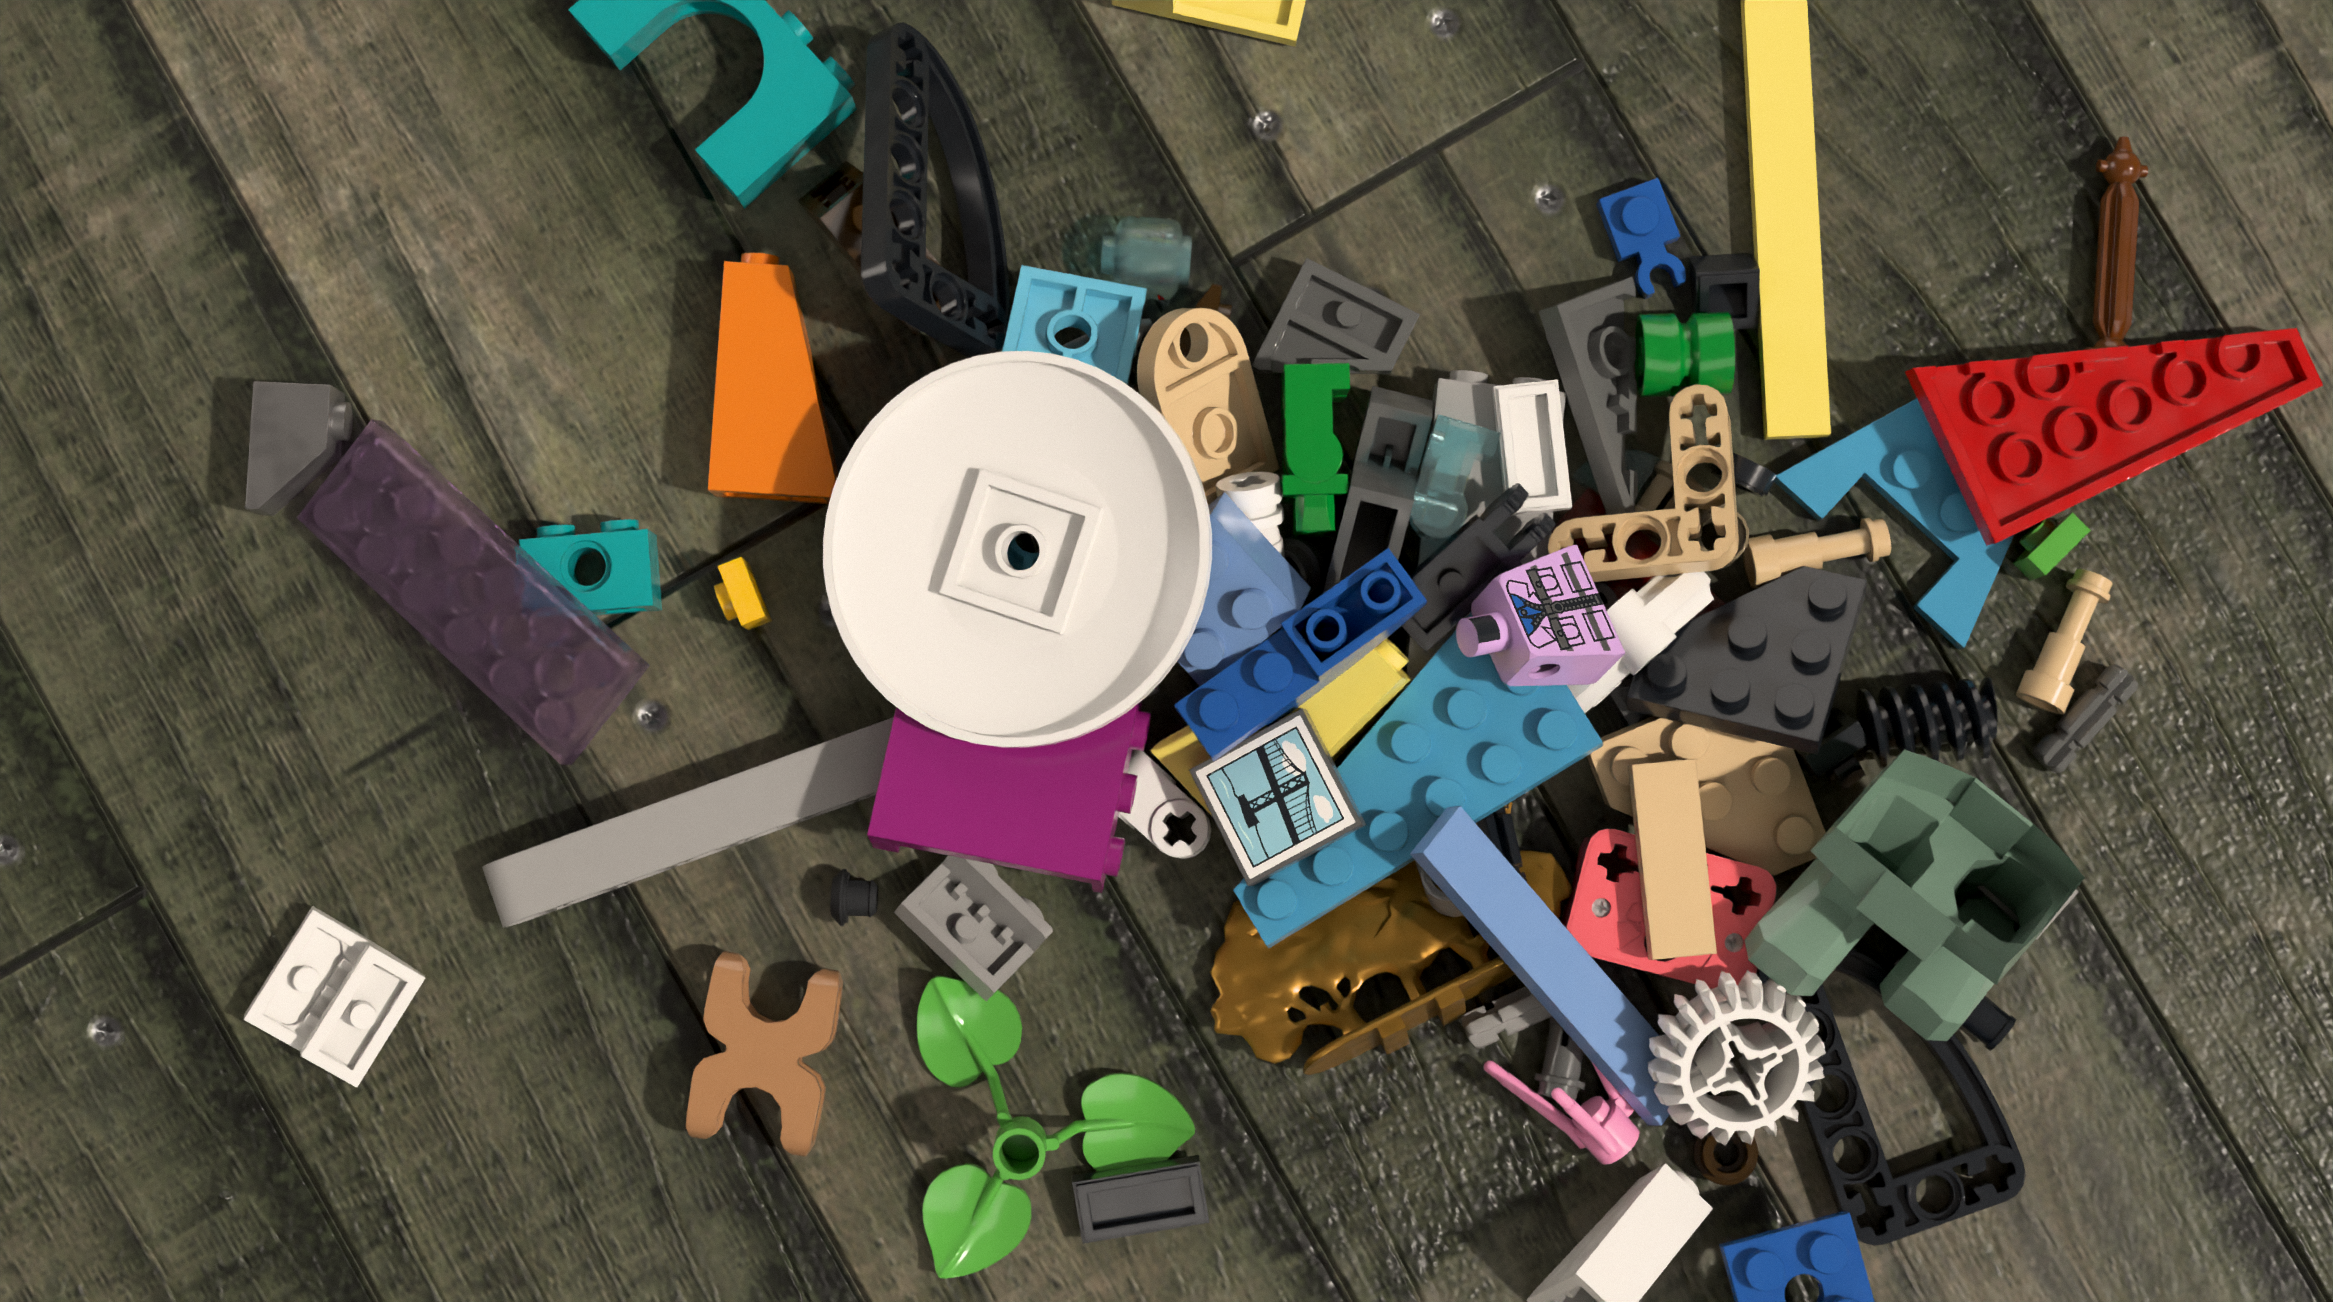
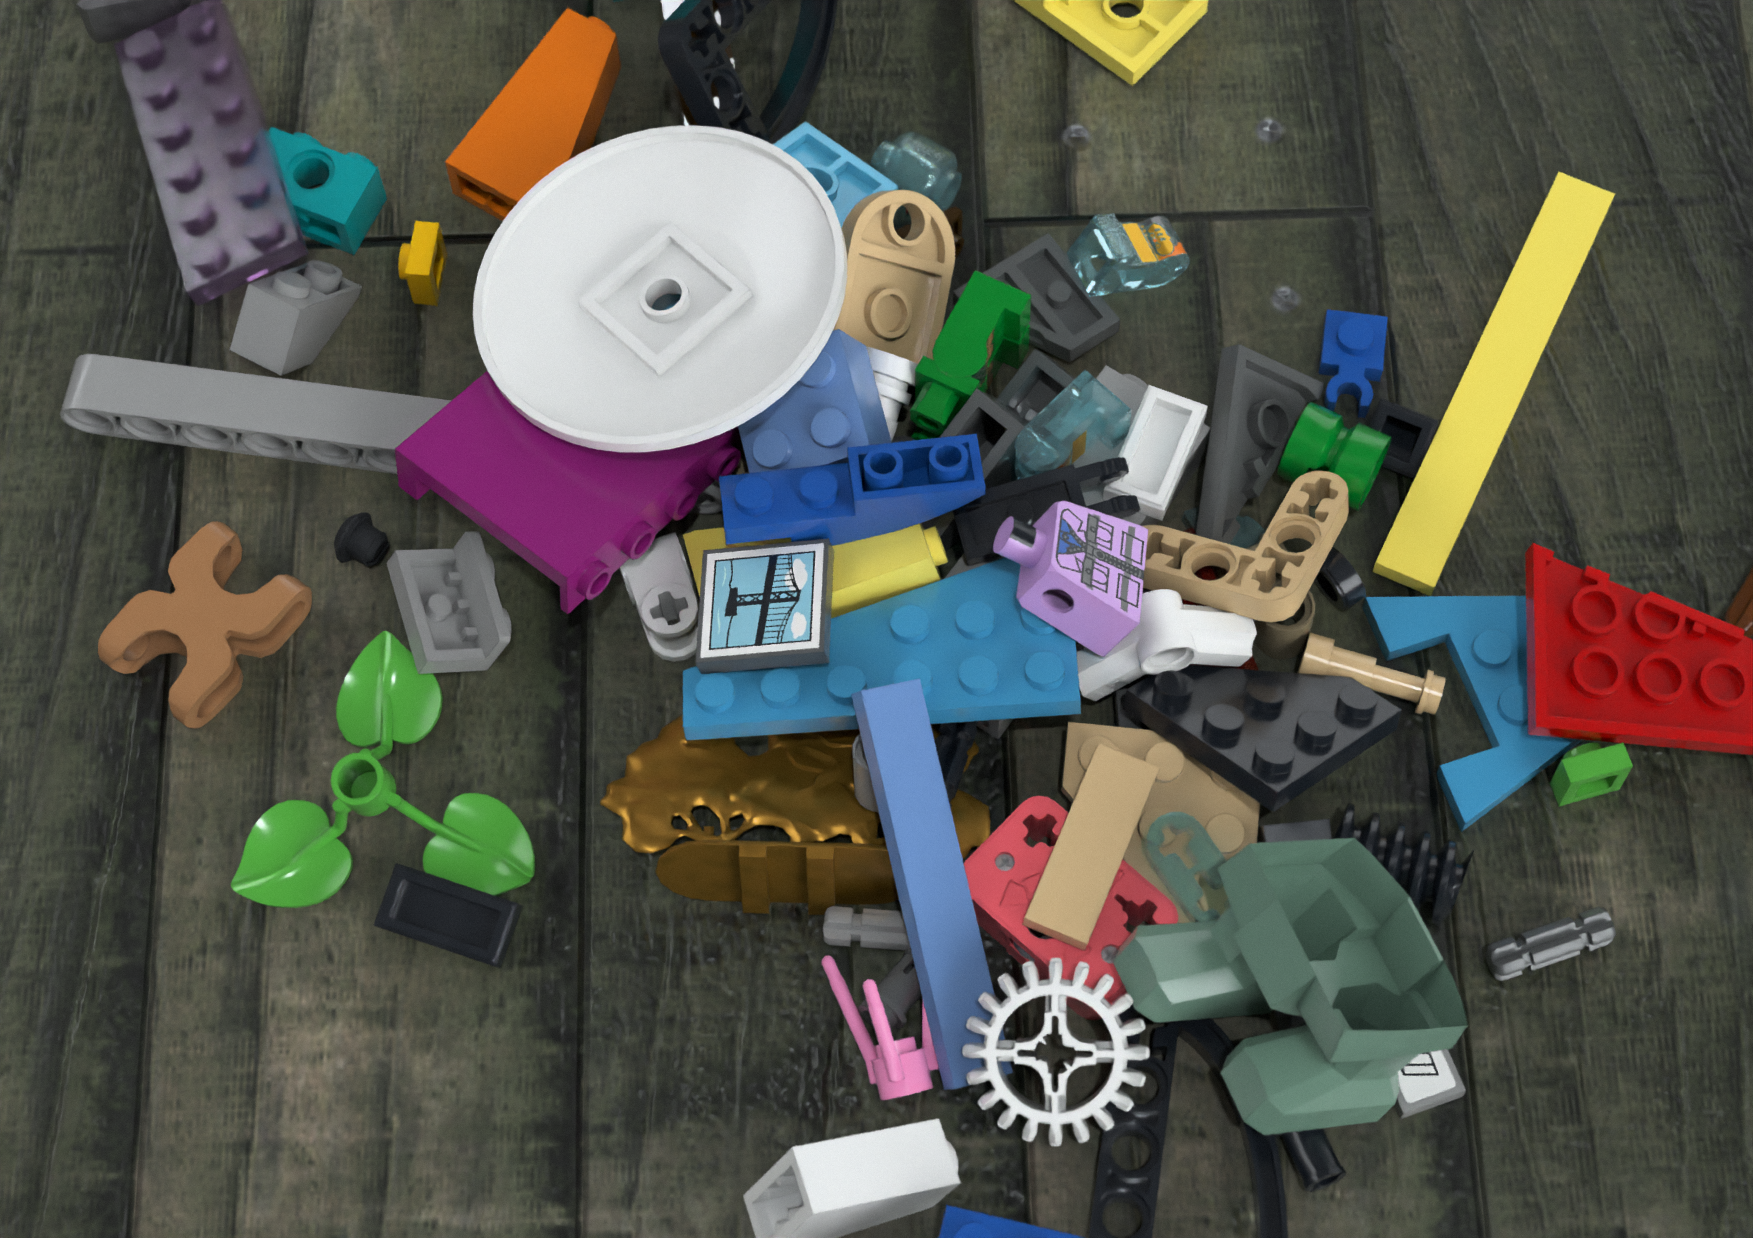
camera: 30 degrees right, 20 degrees down
(656, 716) = (292, 315): none -> light grey slope
(1394, 243) = (1135, 254): none -> clear light blue leg
(1732, 1172) = (996, 1177): dark brown plate -> none
(1760, 843) = (1173, 871): none -> clear light blue beam
(2050, 680) = (1528, 893): tan piece -> none

